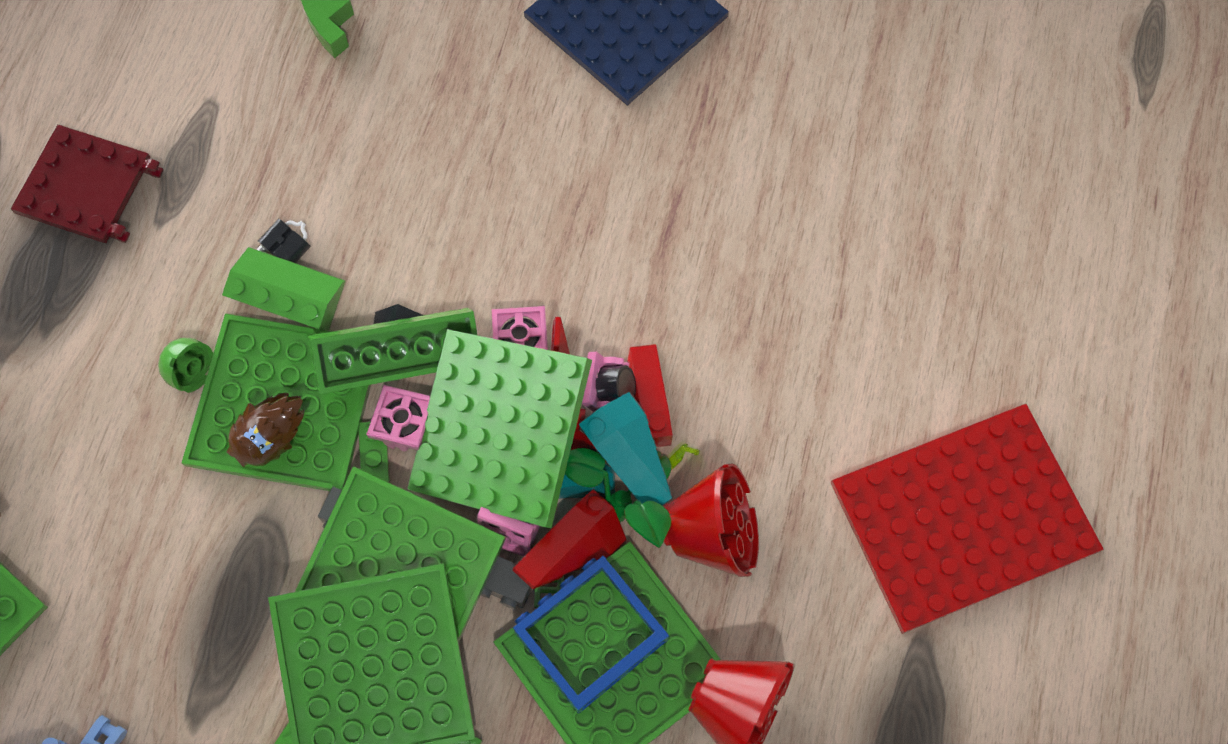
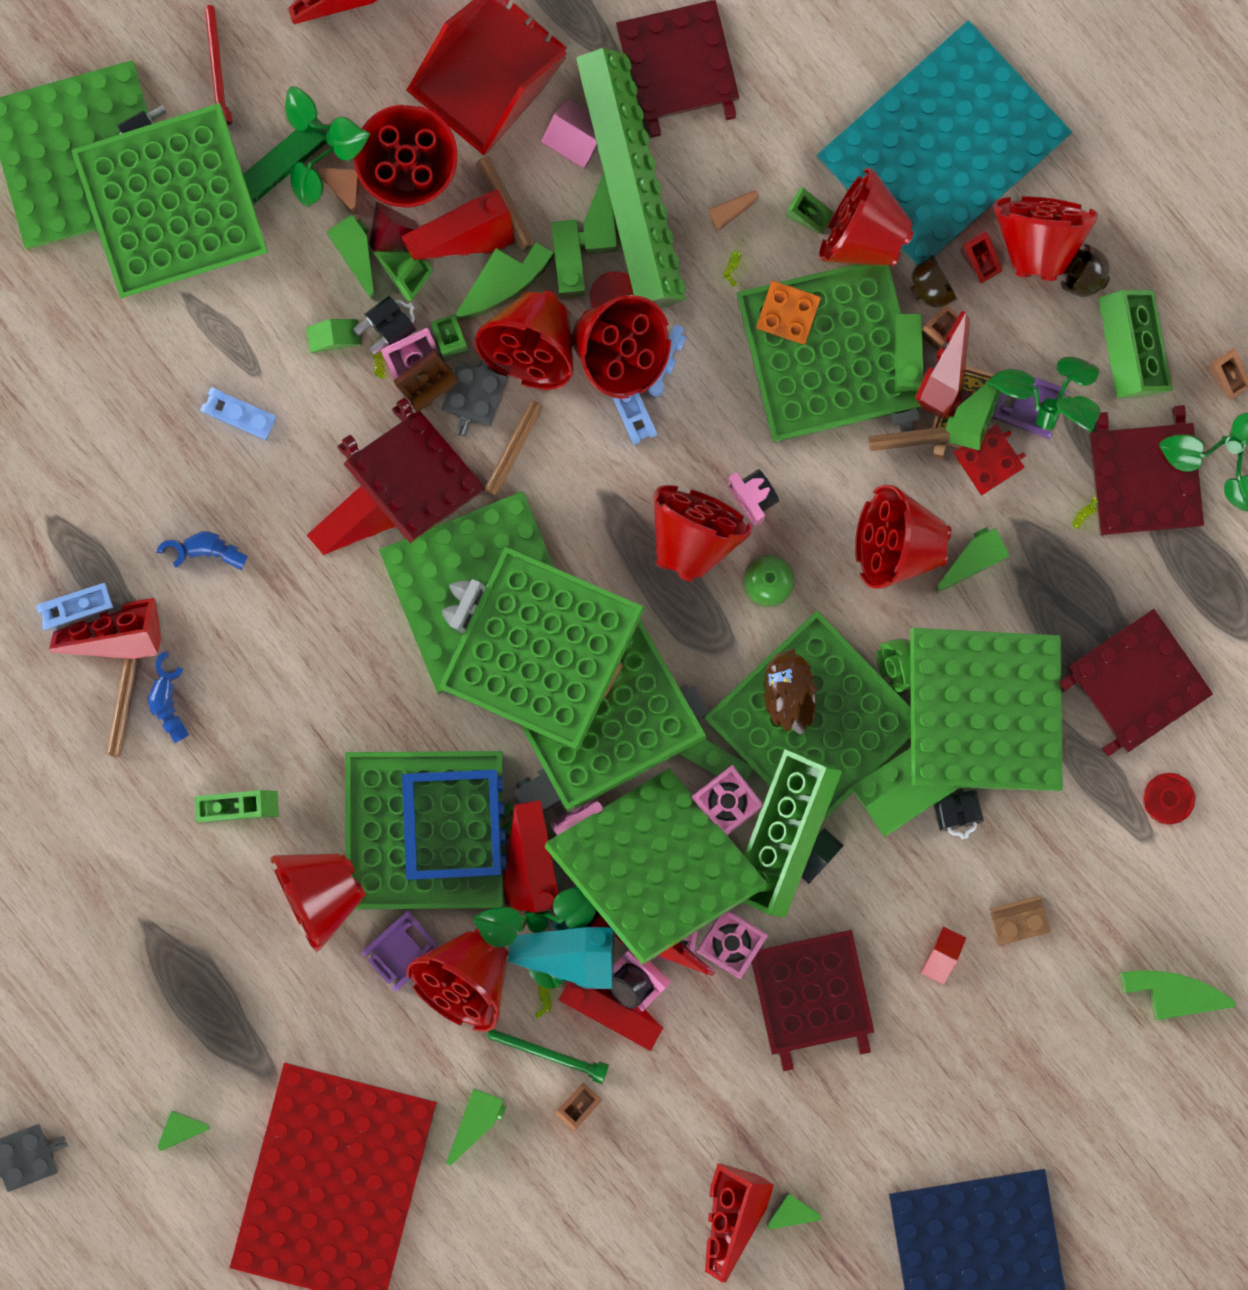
camera: 125 degrees right, 15 degrees up
(52, 369) = (979, 555): none -> bright green slope
(68, 436) = (898, 538): none -> red cone
(105, 585) = (753, 494): none -> bright pink piece
(168, 106) = (1169, 798): none -> red tile
(172, 609) = (694, 531): none -> red cone
(179, 271) = (985, 710): none -> bright green plate
(181, 523) = (768, 580): none -> bright green cylinder
(343, 147) = (1019, 920): none -> medium nougat plate
(411, 180) = (943, 955): none -> slope
(516, 251) = (812, 994): none -> dark red plate
(699, 156) = (792, 1212): none -> bright green slope
(705, 372) = (596, 1070): none -> green piece
(729, 195) = (737, 1209): none -> red wedge
(735, 603) = (396, 950): none -> medium lavender container
(746, 365) = (578, 1106): none -> nougat slope
(822, 435) = (478, 1118): none -> bright green slope
(1031, 677) = (180, 1128): none -> bright green slope

